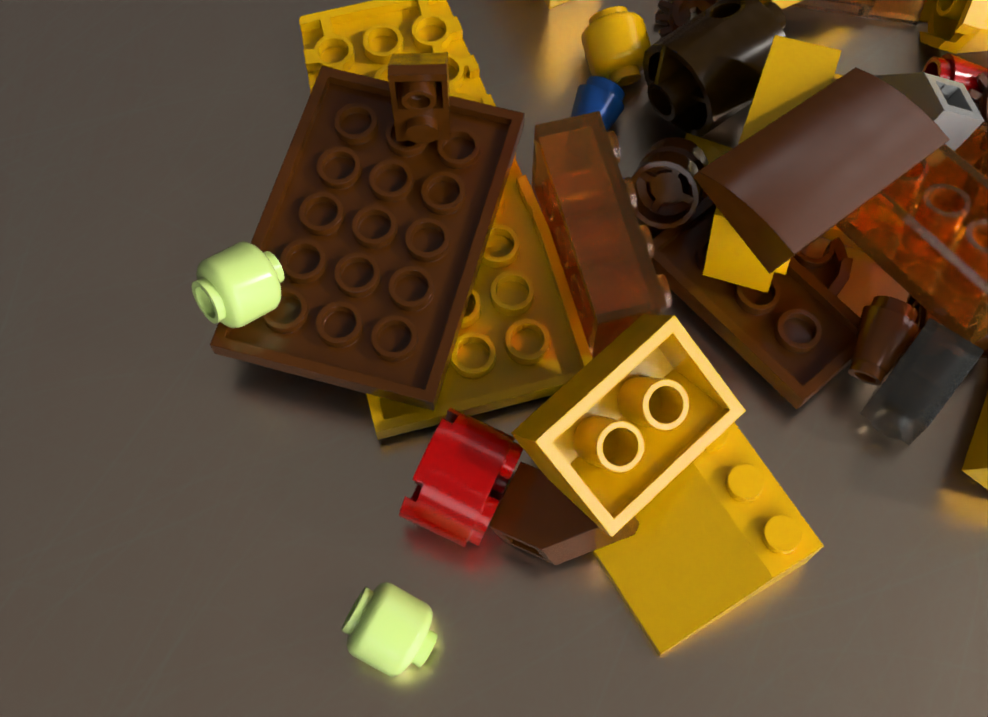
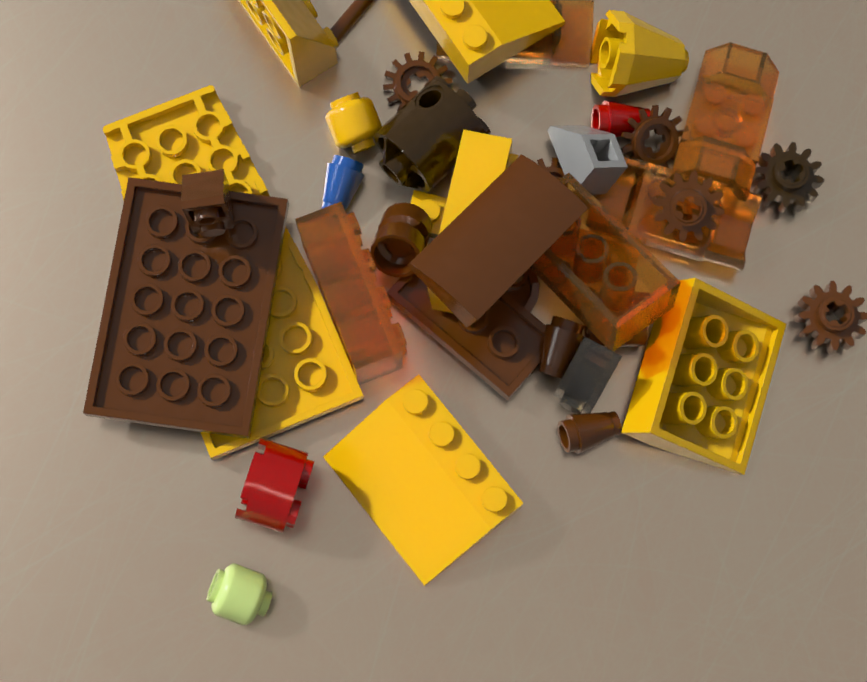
camera: 10 degrees left, 10 degrees up
(238, 285) = (97, 370): yellowish green head -> none
(546, 522) = (342, 505): reddish brown slope -> none
(629, 421) = (382, 438): yellow slope -> none
(910, 462) = (587, 430): none -> reddish brown cone

